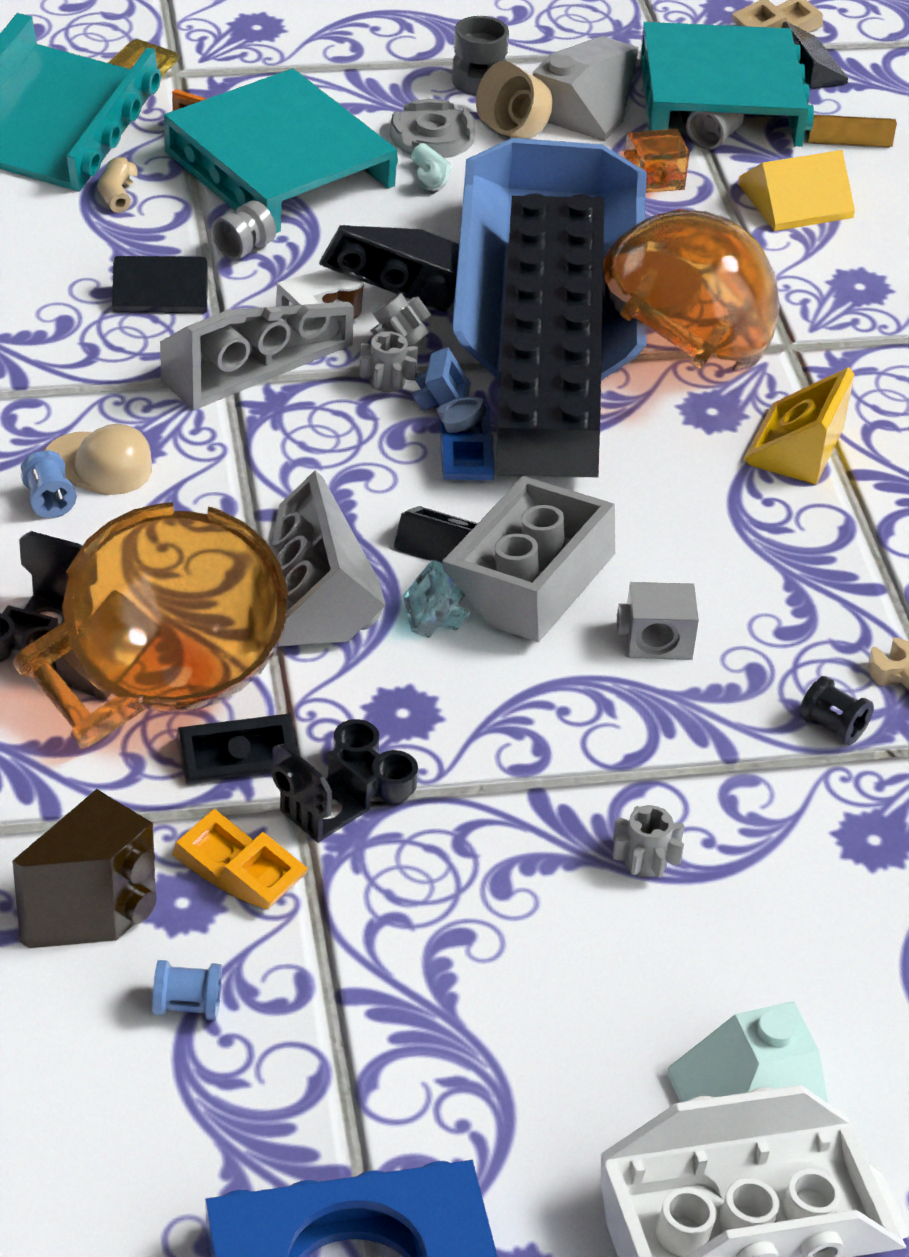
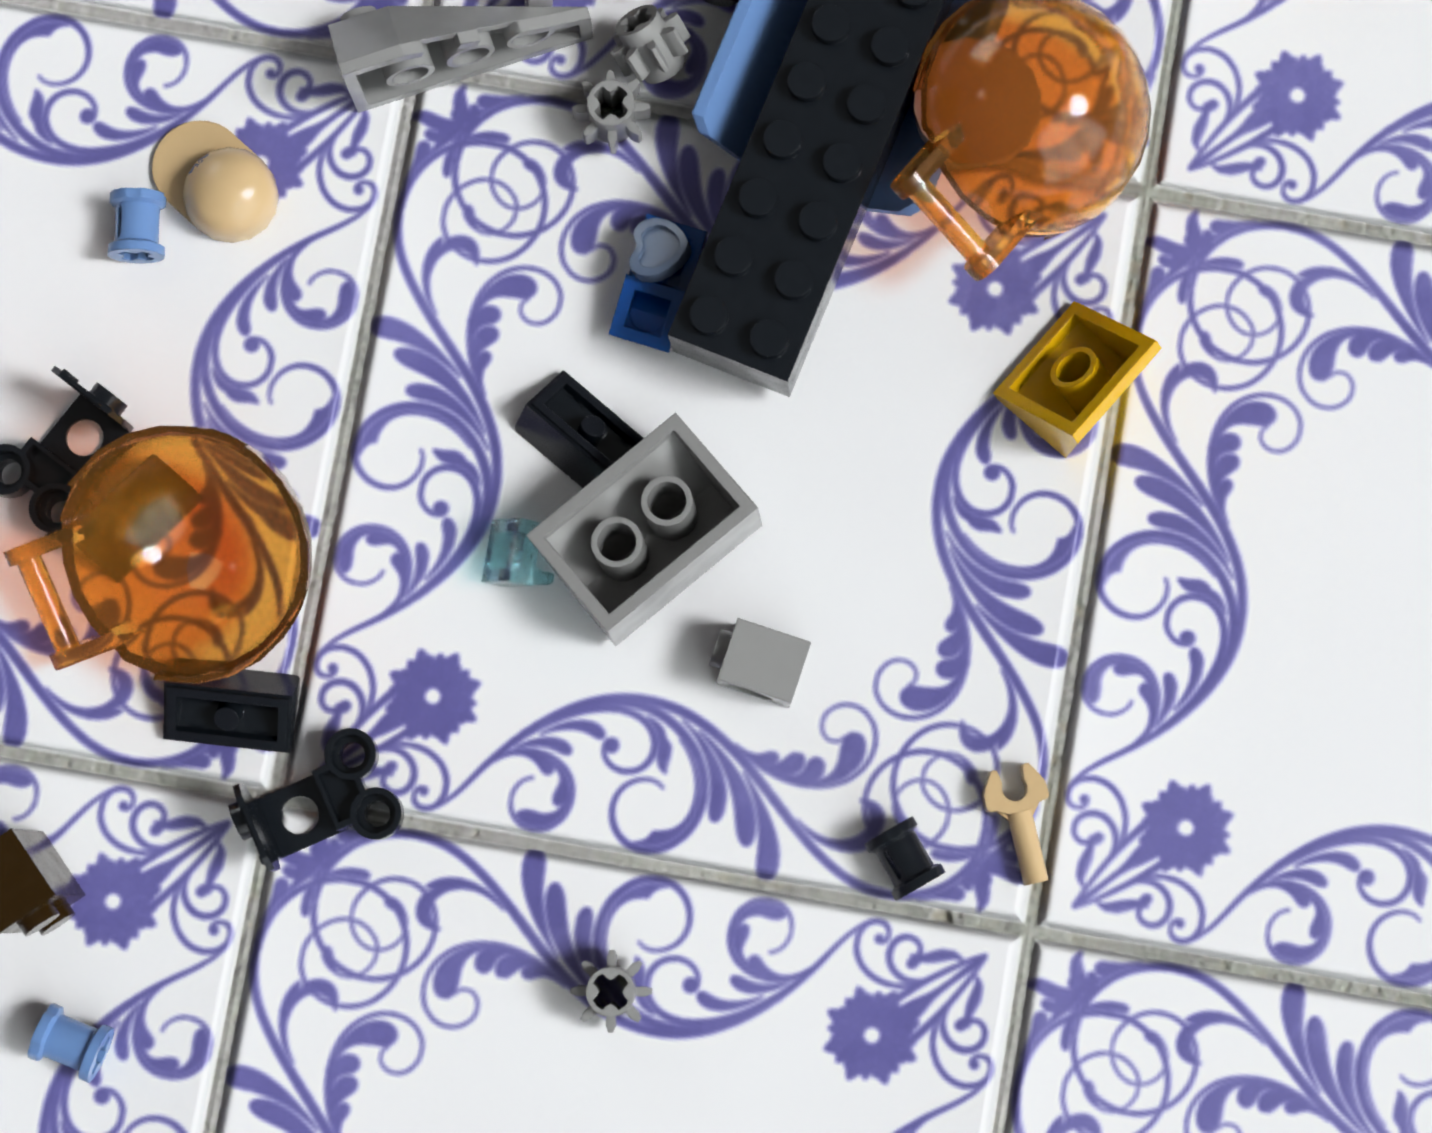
camera: 20 degrees right, 40 degrees up
(244, 867) = (181, 876): light orange slope -> none
(324, 568) = (401, 486): light grey wedge -> none
(441, 382) = (668, 173): medium blue tile -> none

